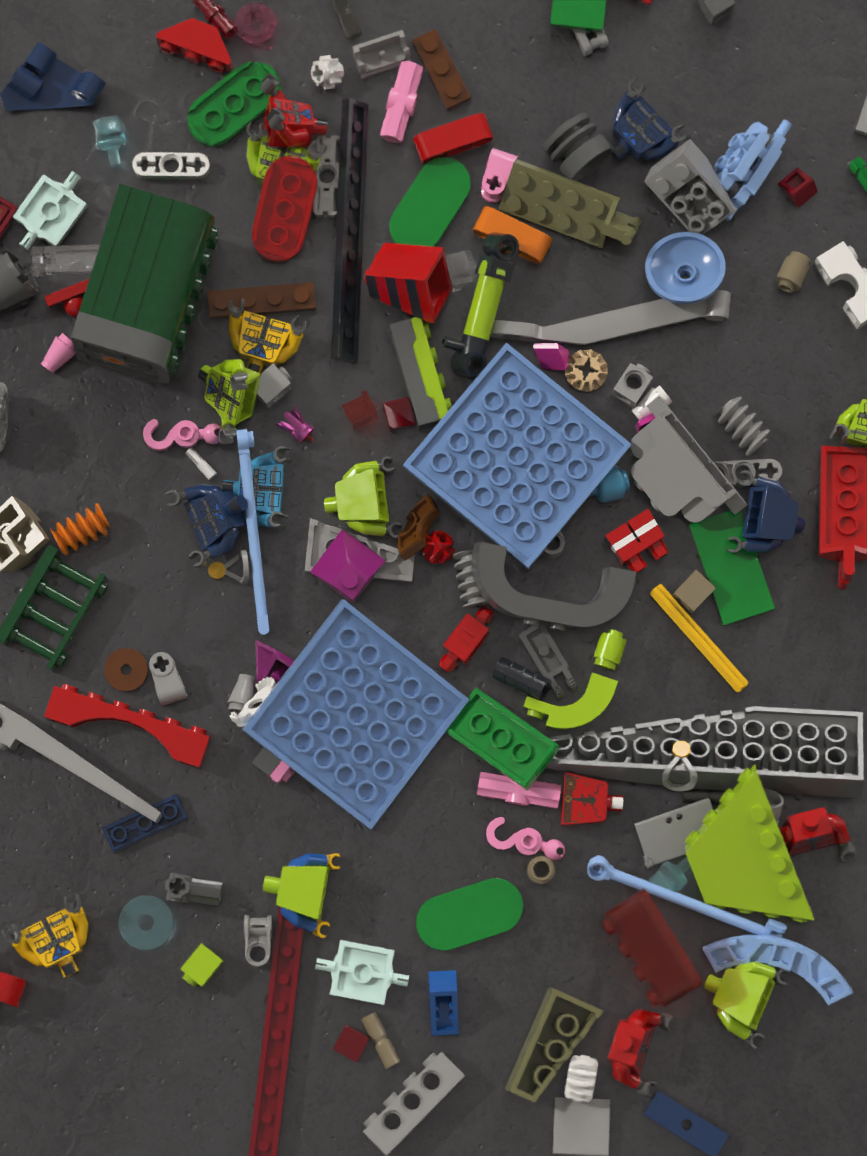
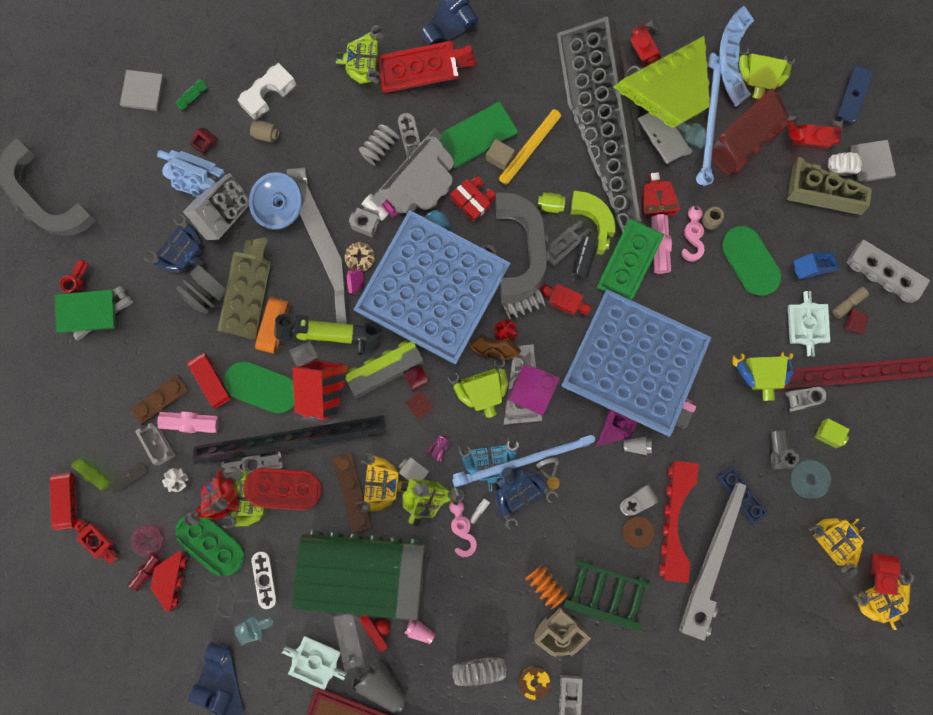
camera: 95 degrees left, 0 degrees up
(264, 688) = (636, 428): white piece -> none
(497, 173) = (227, 344): bright pink piece -> none
(680, 751) = (612, 139): light grey piece -> none
(769, 516) = (439, 112): dark blue torso -> none

